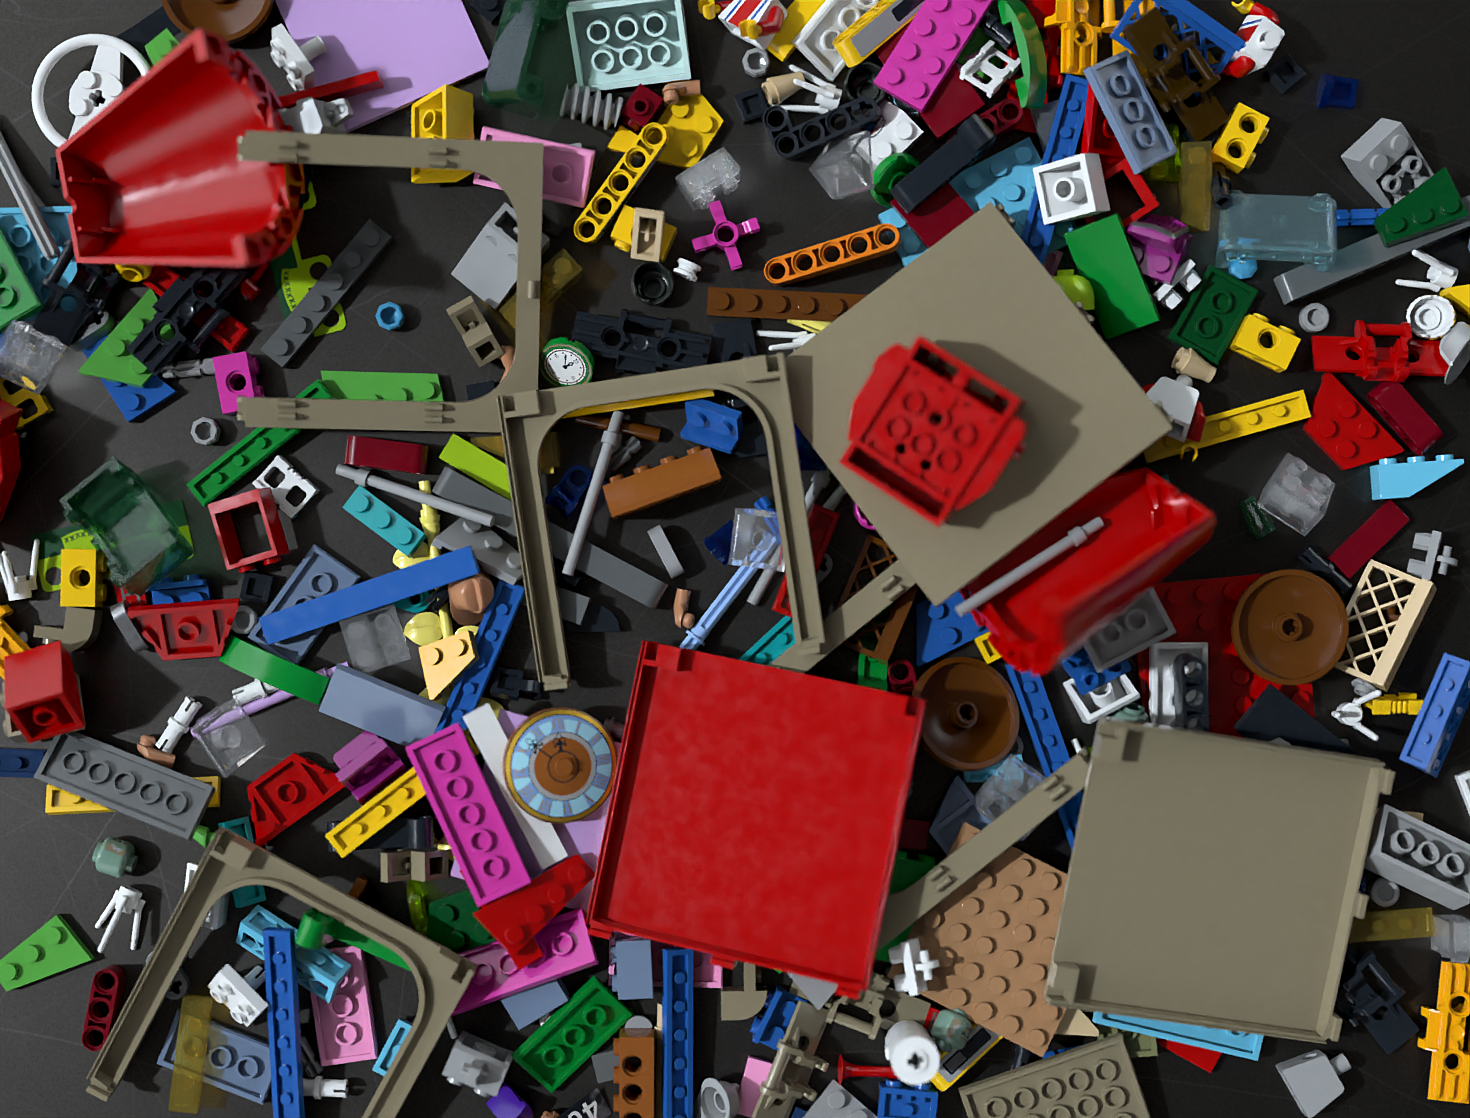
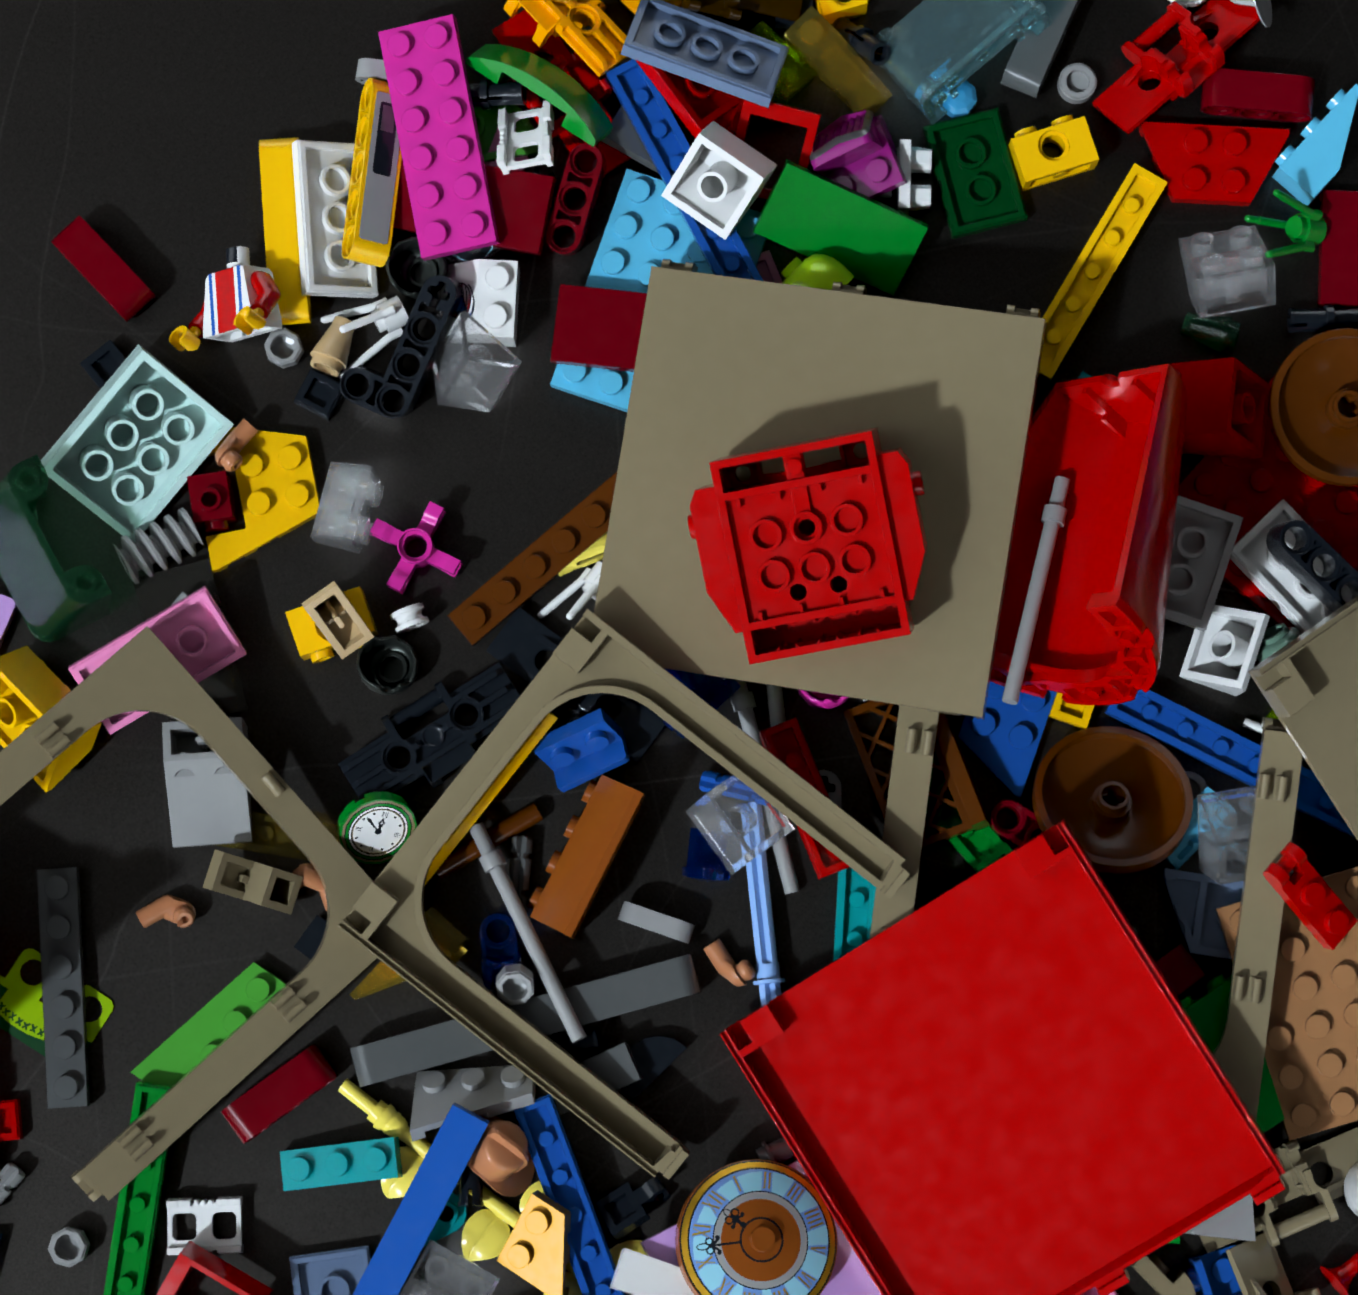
camera: 40 degrees left, 5 degrees down
(227, 370) = (34, 1158): dark pink brick -> none
(366, 478) = (280, 1138): light grey bar -> none
(390, 316) = (150, 949): dark azure tile -> none
(419, 303) = (168, 908): none -> nougat arm
(477, 465) = (383, 1016): lime tile -> none
(555, 279) = (285, 750): clear yellow slope -> none
(561, 514) = (515, 984): none -> light grey tile
(623, 168) = (255, 613): yellow beam -> none
(818, 255) = (525, 476): orange beam -> none
(890, 173) = (531, 332): green tile -> none
(916, 965) = (1311, 1100): white hips -> none
(944, 165) = (570, 273): black beam -> none
(1018, 862) = (1310, 897): none -> red plate
(1085, 675) = (1195, 646): blue bracket -> none
(1181, 403) = (1032, 288): white torso -> none
(1193, 365) = (1001, 241): tan cone -> none
(1222, 564) = (1223, 408): none -> red slope
(1359, 511) = (1304, 228): none -> green plant

